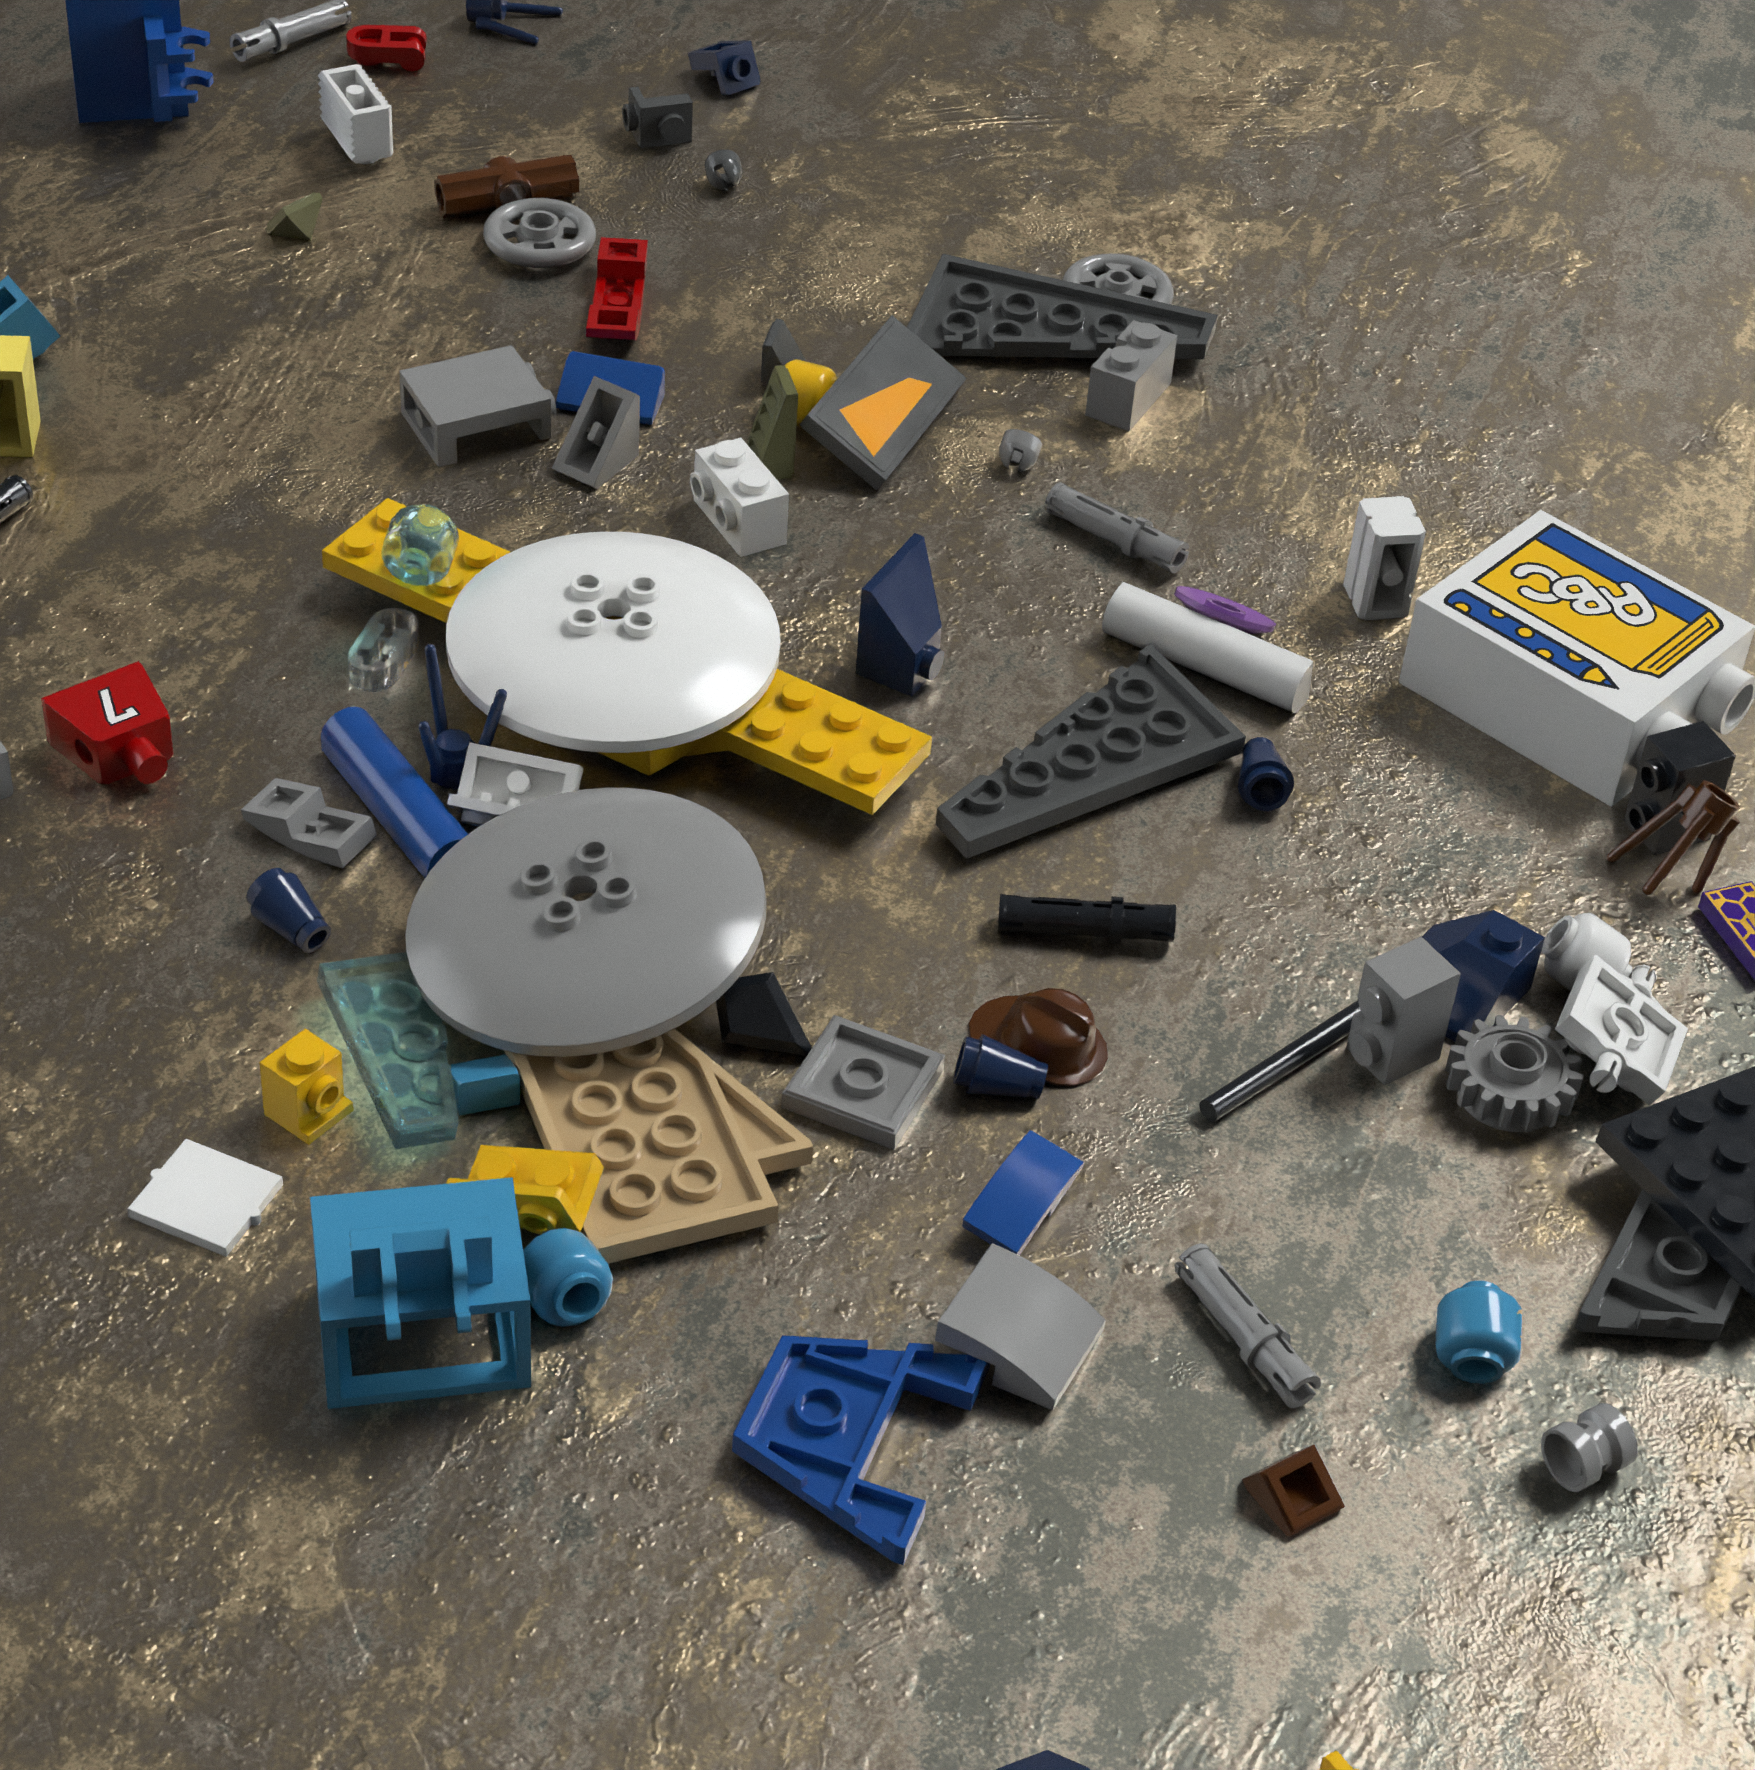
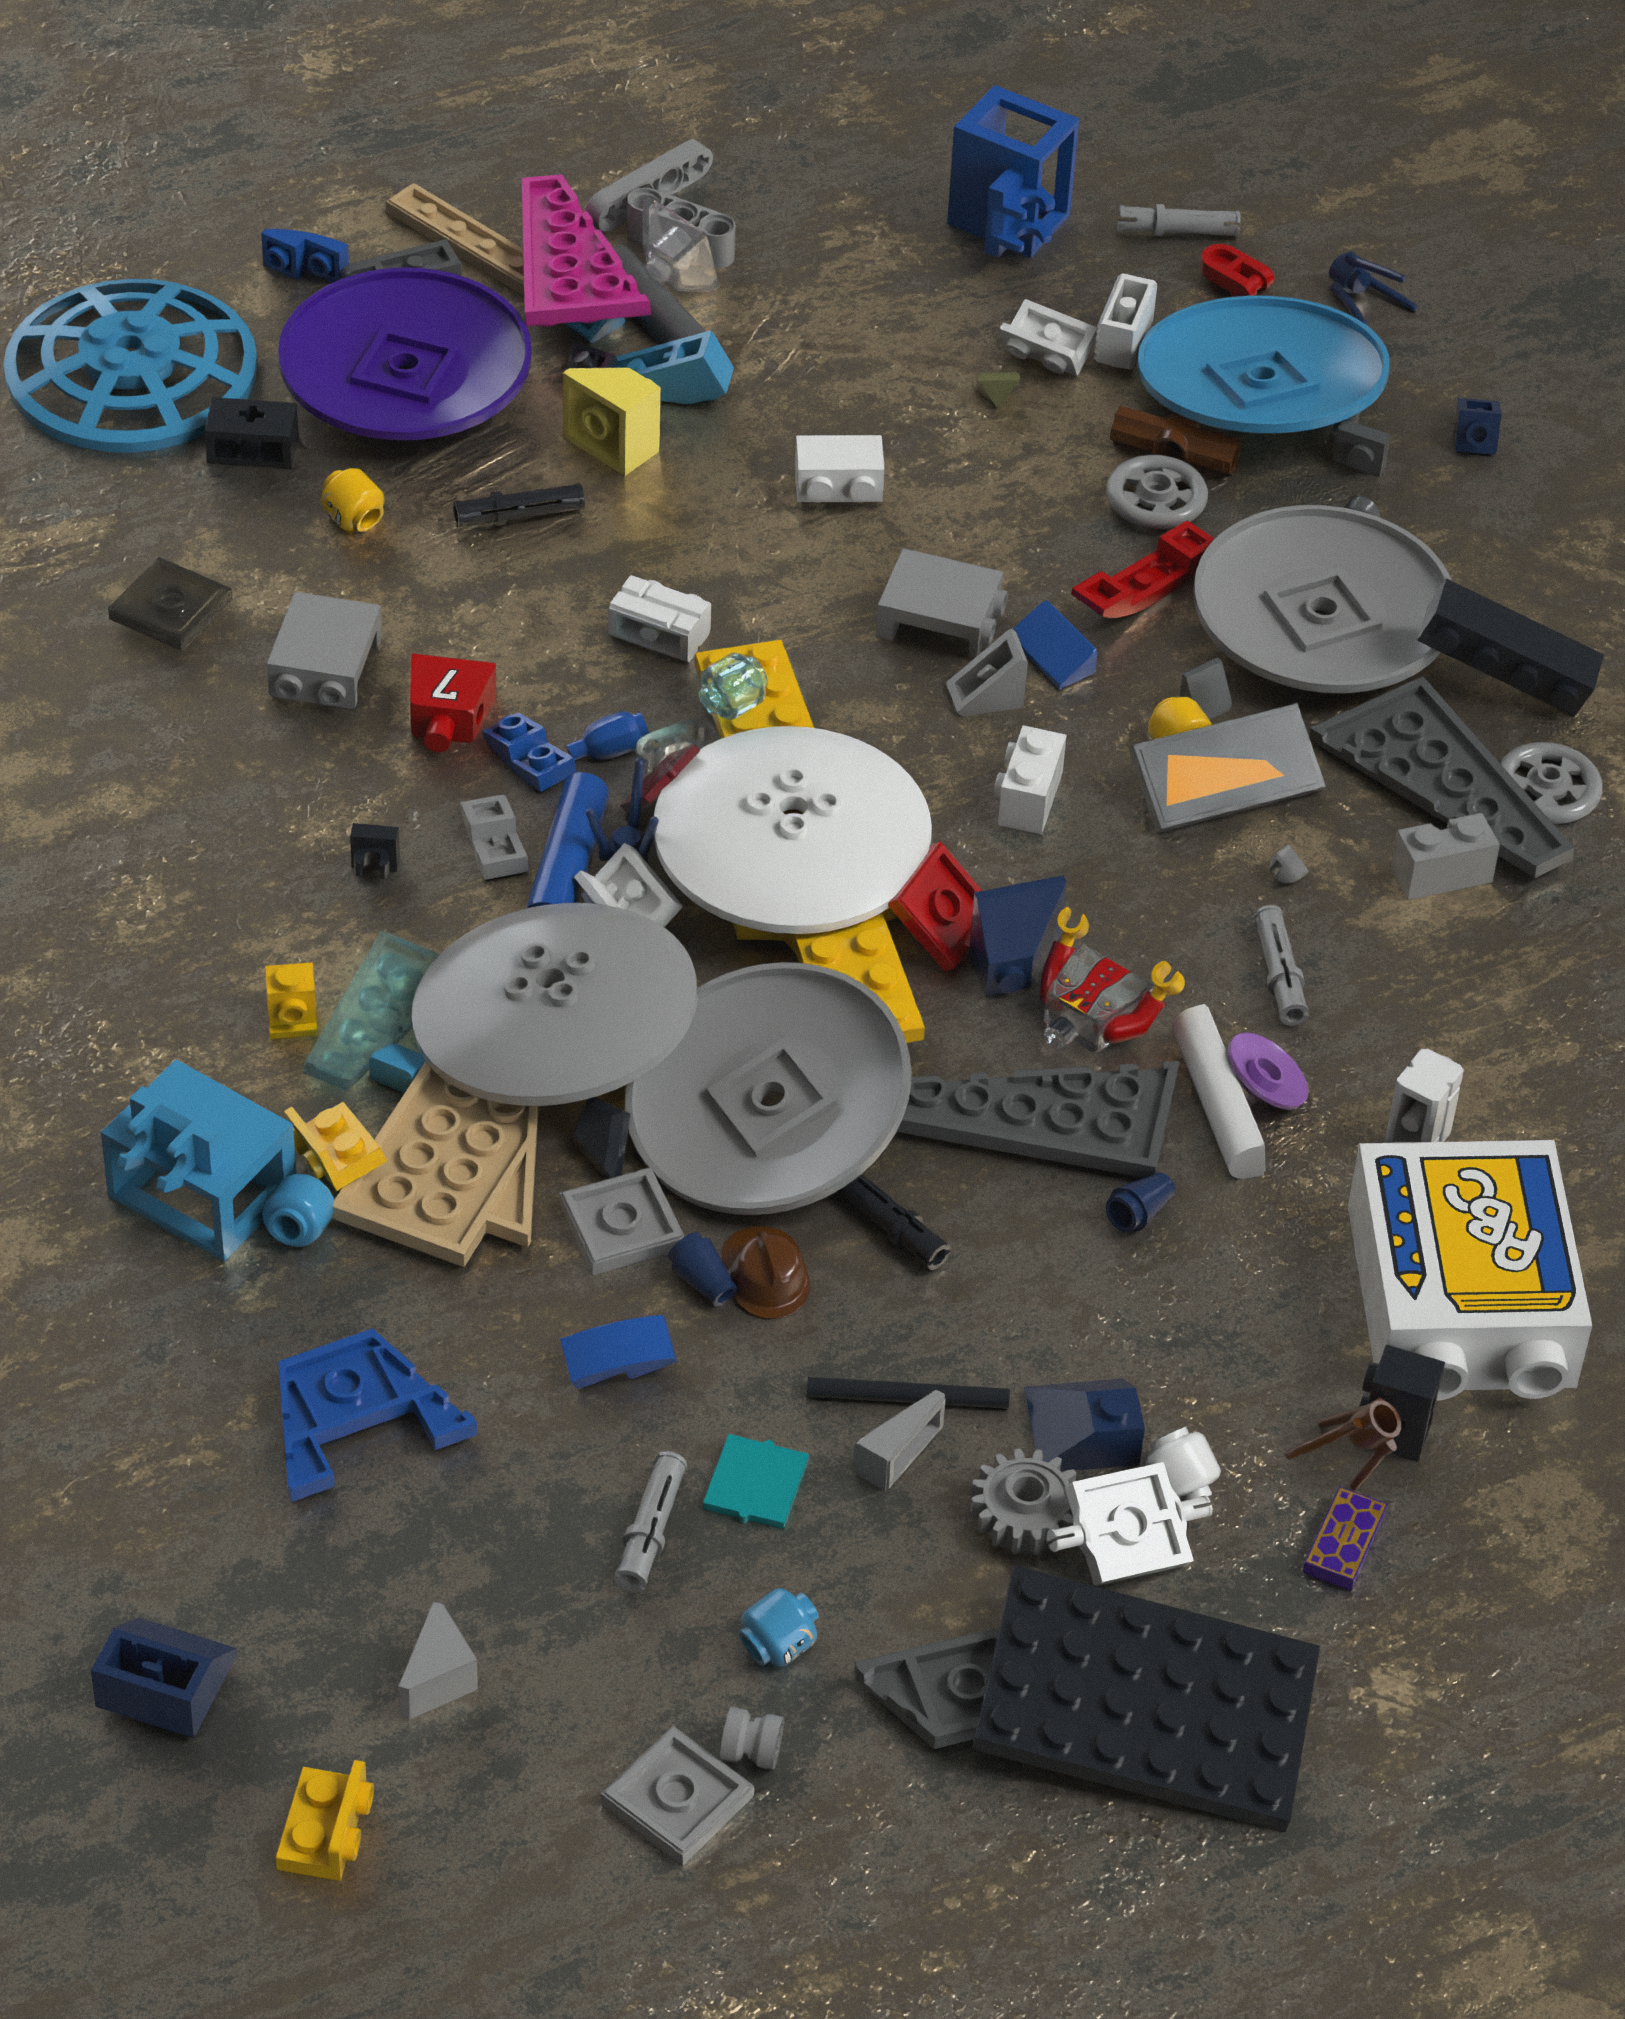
camera: 45 degrees right, 5 degrees up
(205, 1197) = (179, 1029): white piece -> none
(211, 899) = (374, 849): none -> black tile
(234, 731) = (525, 750): none -> blue slope
(235, 548) = (659, 618): none -> white brick
(249, 342) = (839, 468): none -> white brick
(286, 907) = (412, 884): dark blue cone -> none
(298, 160) = (1049, 337): none -> white bracket
(313, 672) = (610, 736): none -> blue plant
(410, 680) = (663, 774): none -> dark red piece
(518, 91) = (1263, 364): none -> dark azure dish
(775, 425) = (1111, 751): olive slope -> none
(793, 236) = (1281, 565): none -> light grey dish
(812, 636) = (938, 906): none -> red tile
(927, 818) = (762, 1033): none -> light grey dish
(985, 195) = (1510, 647): none -> black brick
(1017, 636) = (1094, 997): none -> torso
(1023, 1325) = (514, 1423): light grey slope -> none
(1245, 1601) = (438, 1668): none -> light grey slope
(1272, 1225) = (756, 1481): none -> teal piece
(1295, 1490) = (557, 1631): reddish brown slope -> none
(1358, 1102) = (895, 1444): none -> light grey slope
(1403, 1010) = (985, 1406): light grey brick -> none
(1587, 1556) = (677, 1795): none -> light grey tile

